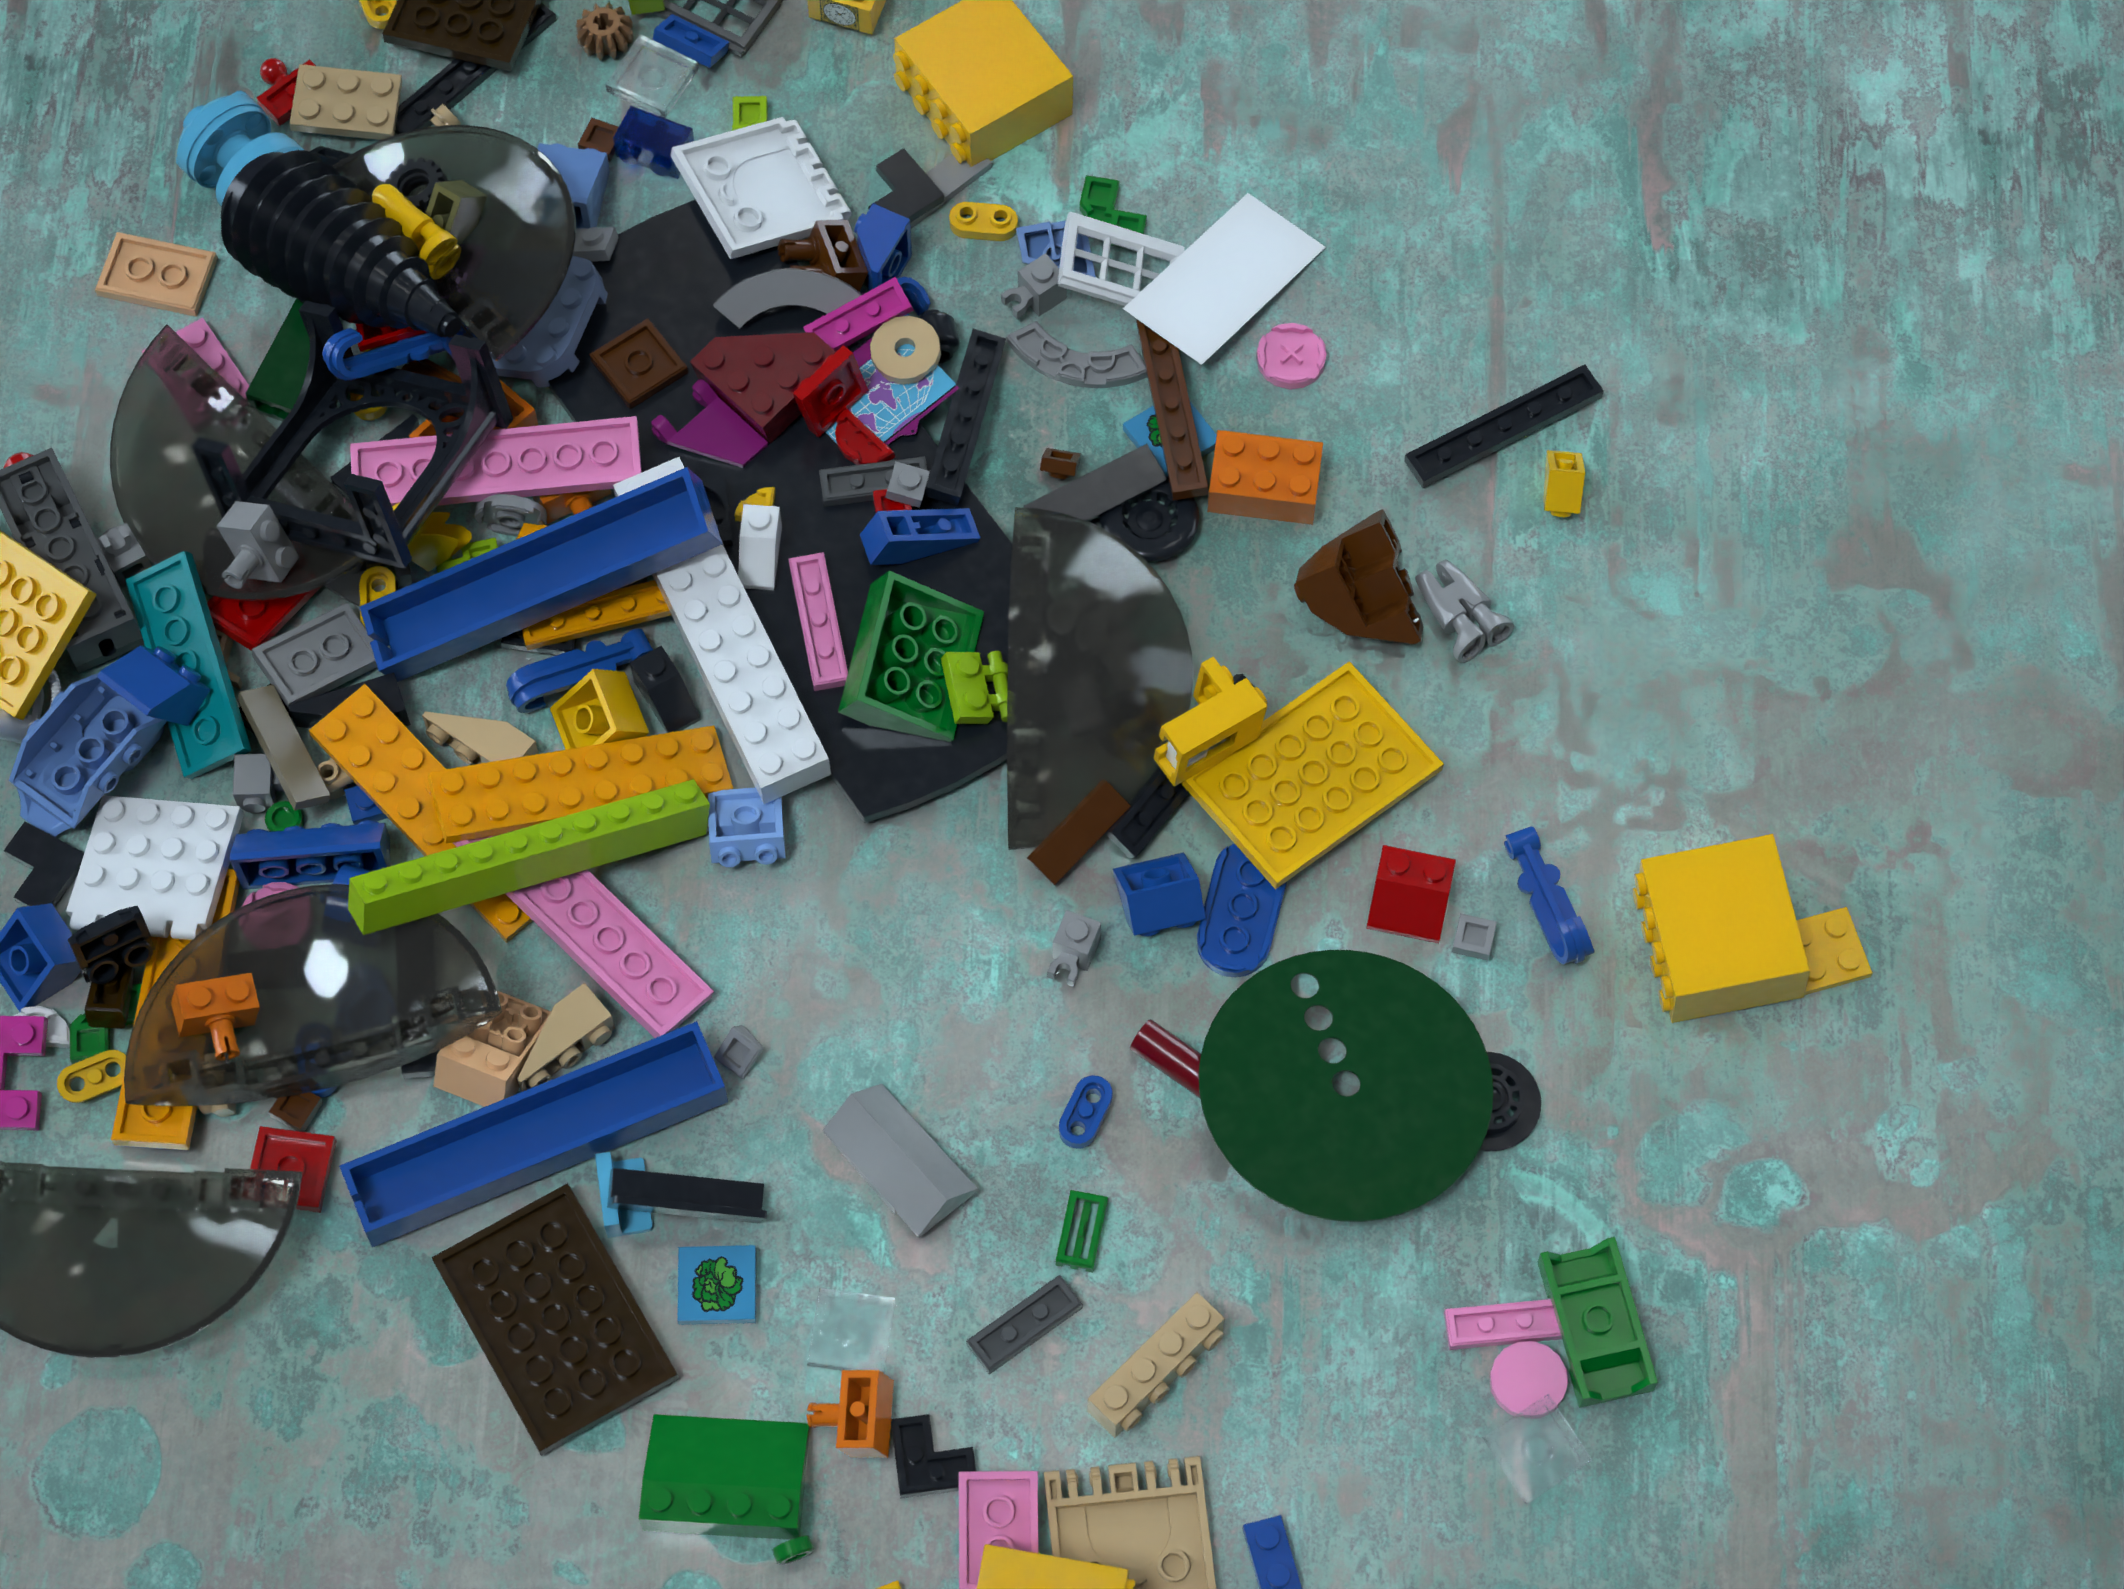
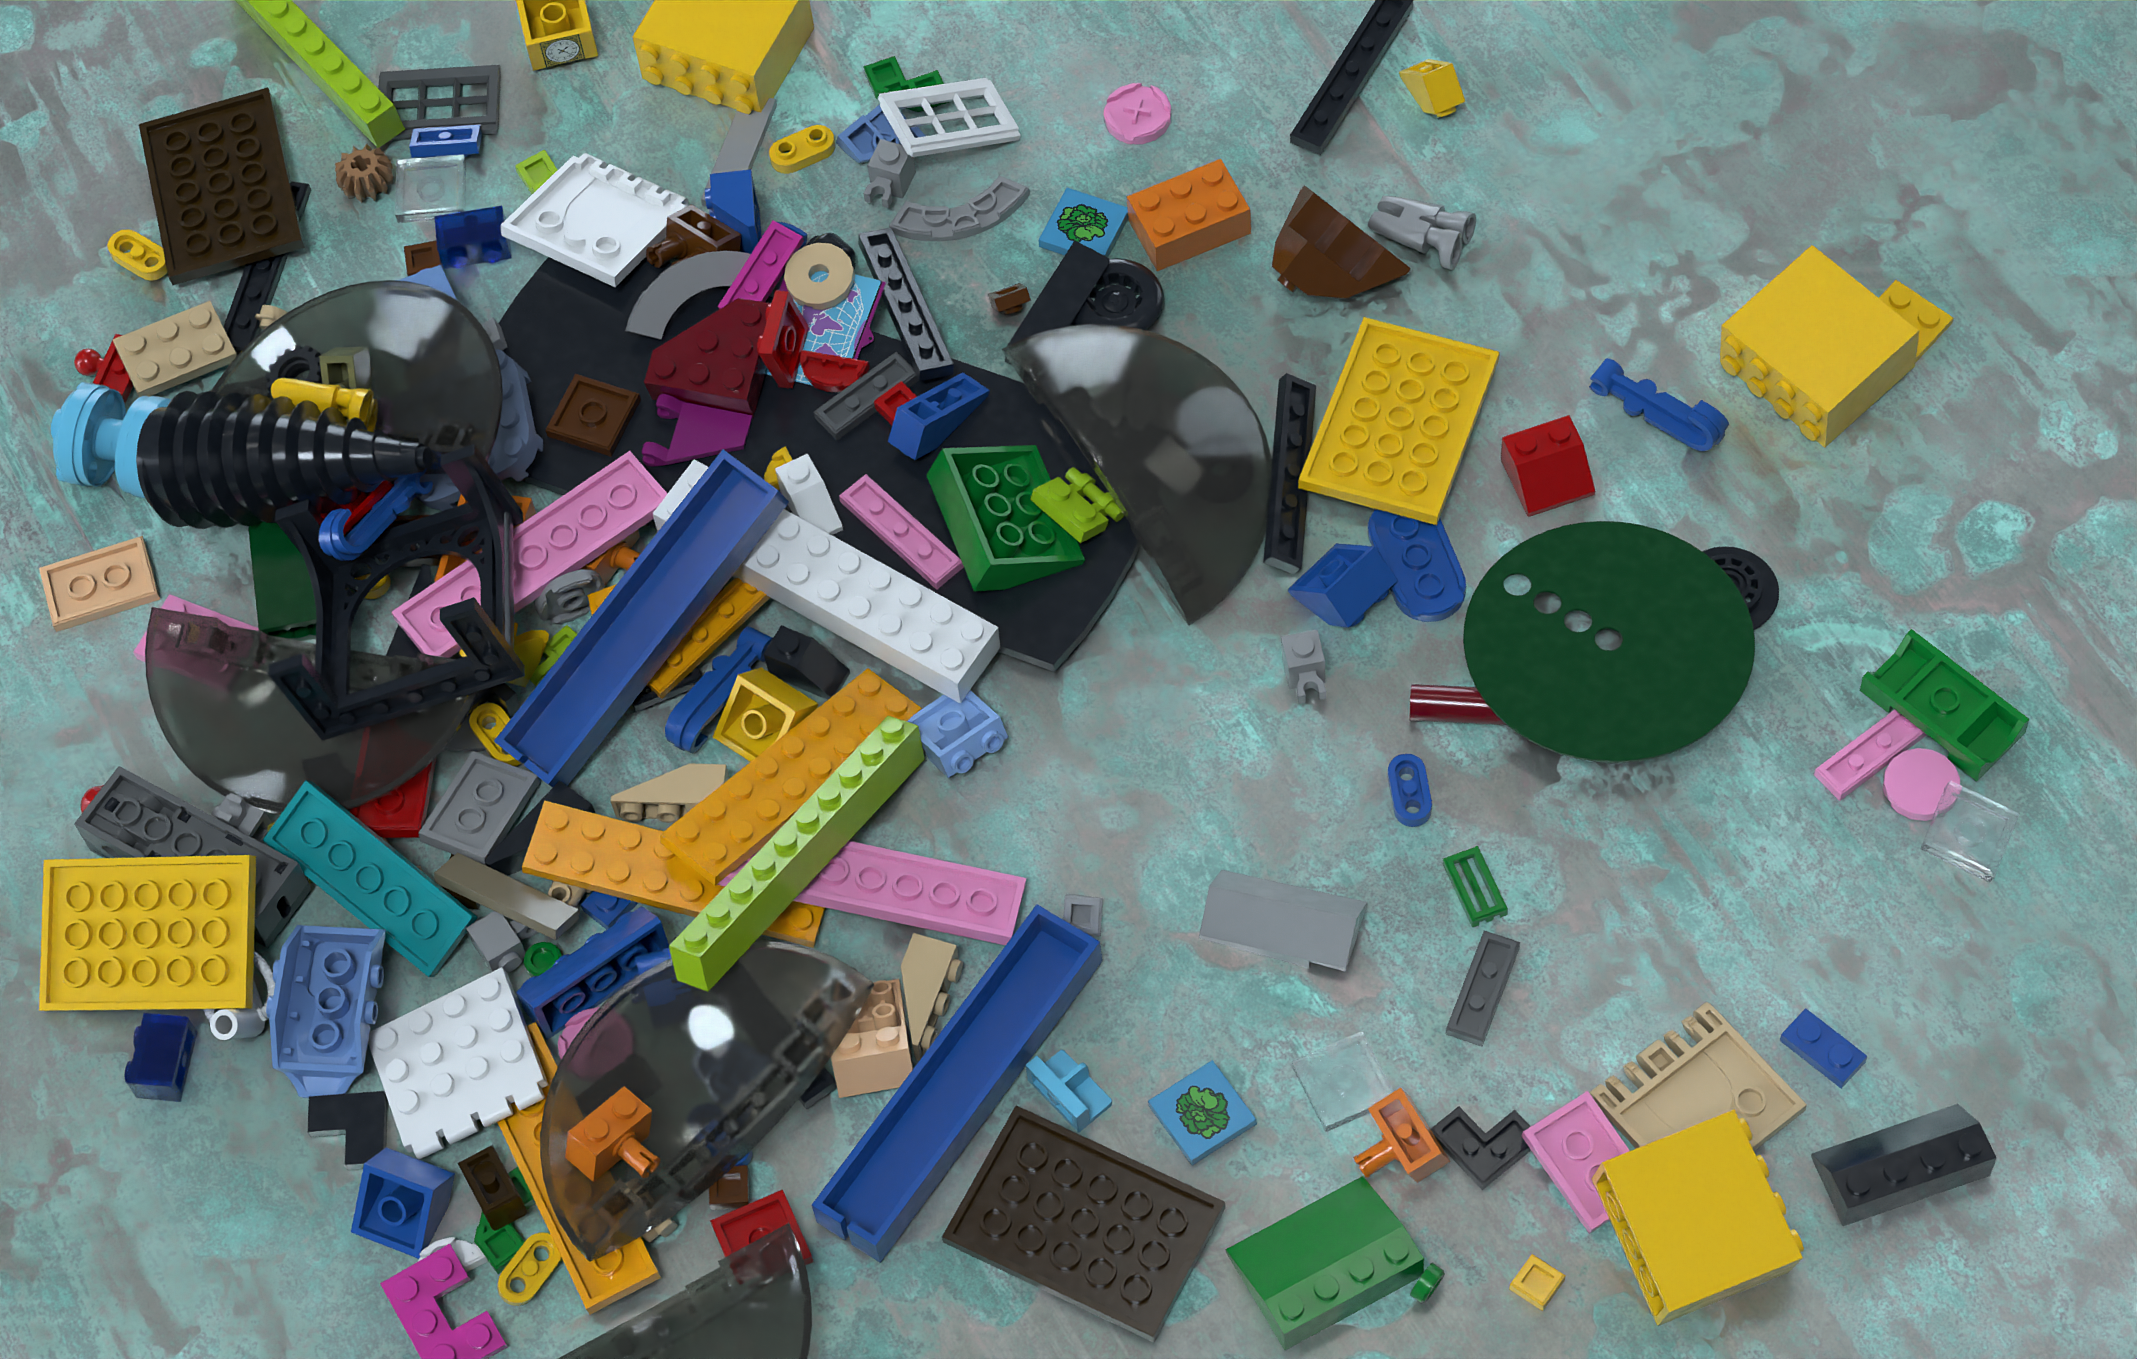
camera: 25 degrees left, 5 degrees down
(111, 942) = (473, 1140): black slope -> none
(156, 684) = (358, 904): blue slope -> none
(257, 543) = (369, 735): light grey brick -> none
(686, 1195) = (1128, 1052): black panel -> none
(907, 484) = (901, 378): light grey plate -> none
(911, 187) = (718, 152): black tile -> none
(1078, 832) = (1241, 573): reddish brown tile -> none
(1156, 1365) = (1618, 950): tan brick -> none
(1173, 415) = (1073, 202): reddish brown plate -> none
(1220, 725) = (1303, 411): yellow brick -> none
(1224, 278) = (1039, 82): white sticker -> none
(1474, 937) = (1622, 470): light grey plate -> none

